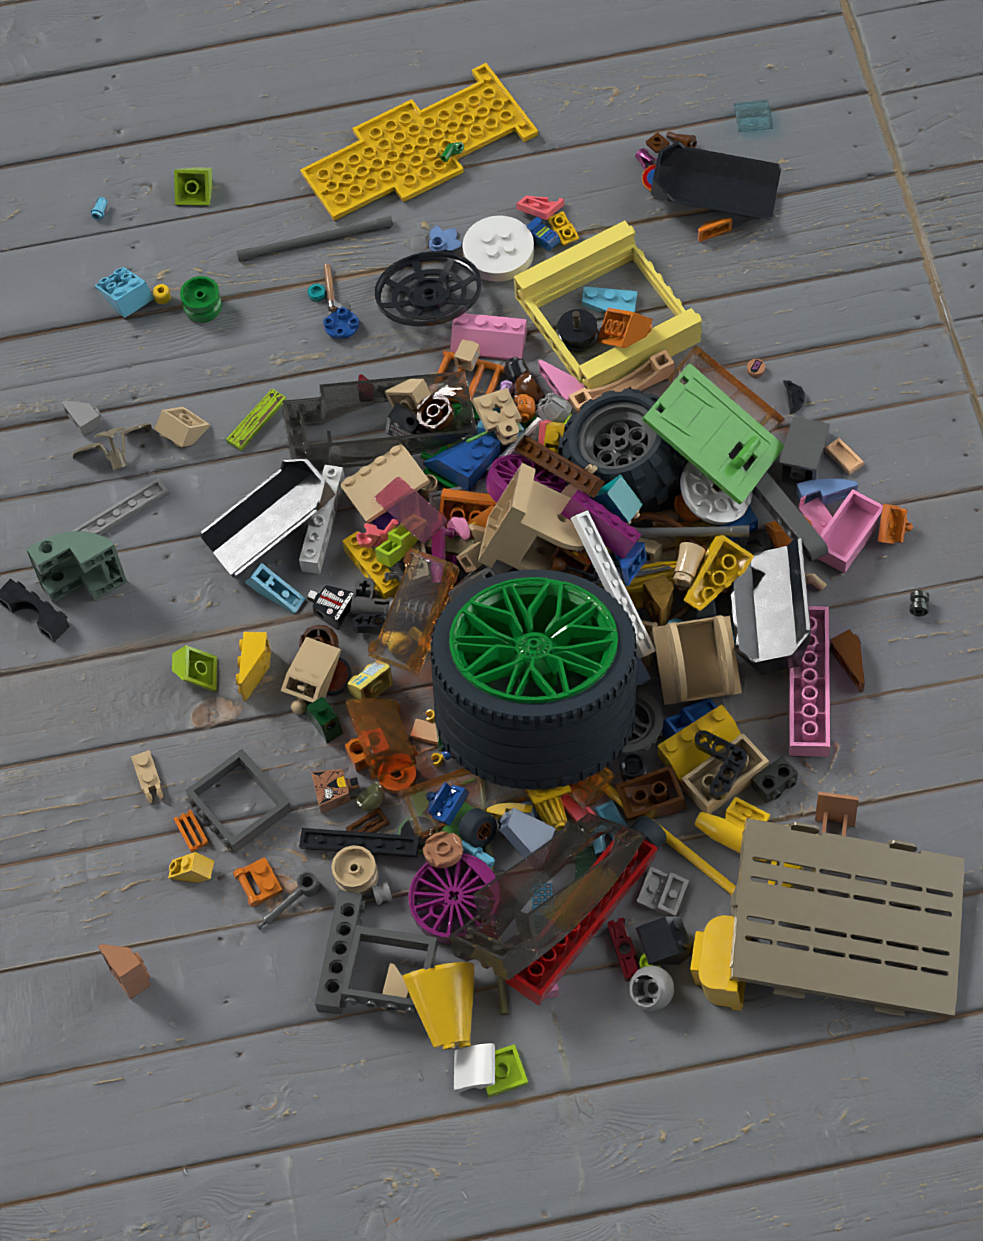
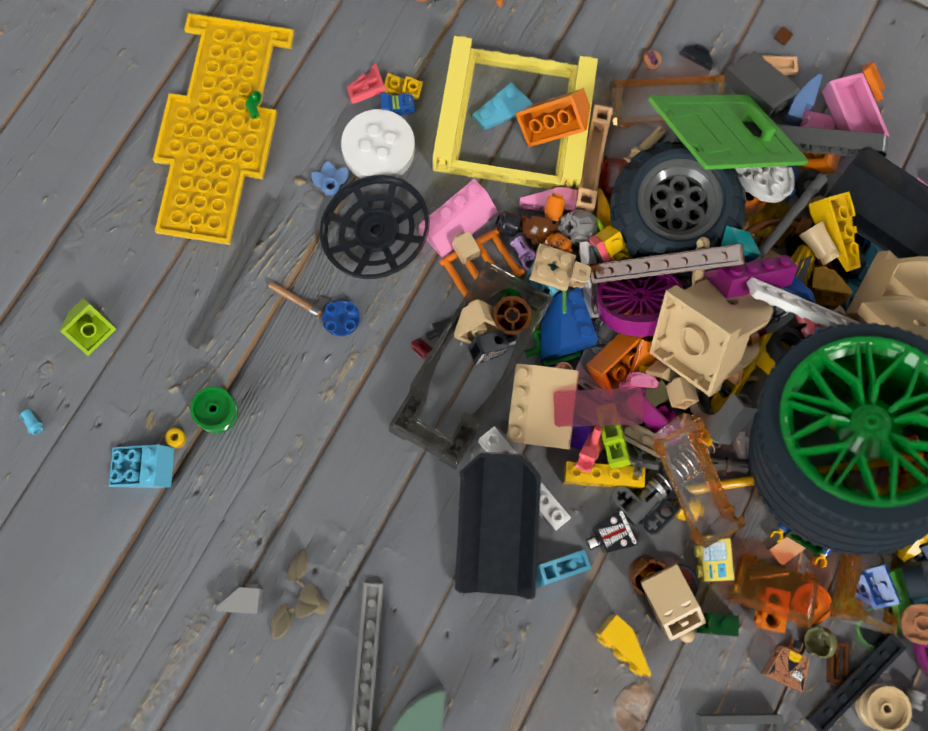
camera: 65 degrees left, 15 degrees up
(181, 426) = (328, 523): tan slope -> none
(195, 667) = (585, 696): lime slope -> none
(256, 420) = (374, 456): lime tile -> none
(316, 292) = (289, 312): teal tile -> none
(551, 382) = (554, 207): none -> orange brick
(578, 330) = (513, 149): black wheel -> none
(875, 441) = (783, 36): none -> reddish brown piece

